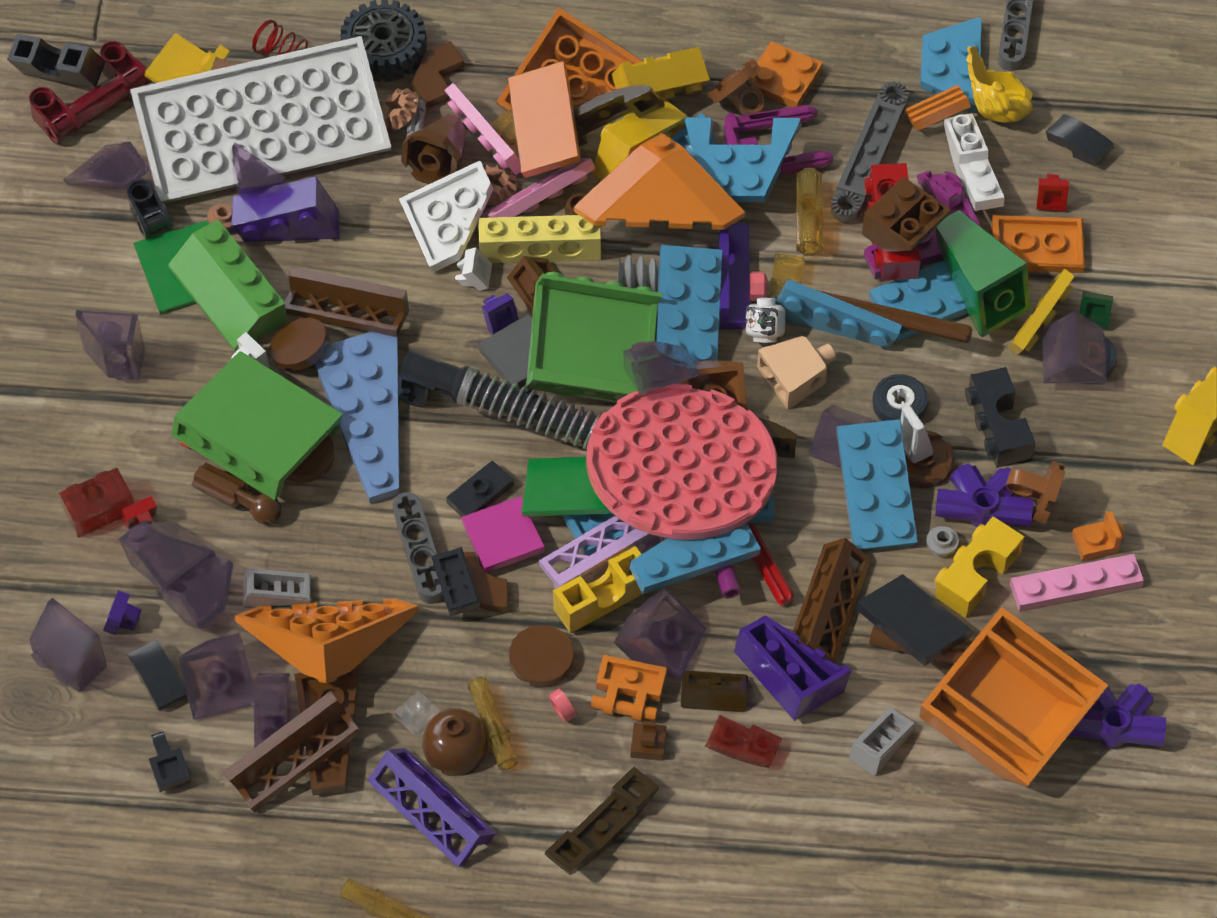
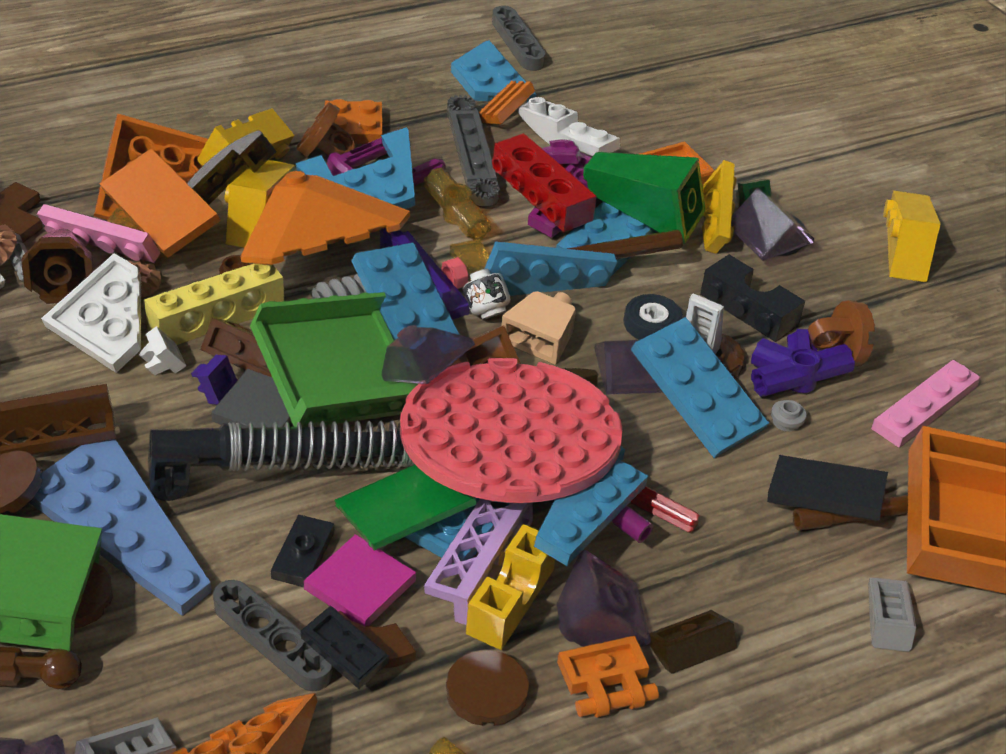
camera: 35 degrees left, 15 degrees down
(547, 187) = (194, 261): bright pink plate -> none
(562, 705) = (552, 727): coral tile -> none
(648, 741) = (667, 723): reddish brown tile -> none
(744, 744) = (770, 678): clear red slope -> none
(789, 669) = (753, 580): dark purple wedge -> none
(825, 593) = (734, 507): reddish brown fence -> none
(902, 217) = (564, 162): reddish brown slope -> none
(991, 546) = (837, 415): yellow arch -> none
(997, 94) = (550, 75): yellow hair -> none
(1052, 193) = (648, 131): red tile -> none
(1083, 140) = (643, 92): black slope -> none
(1099, 538) = (915, 358): orange bracket -> none

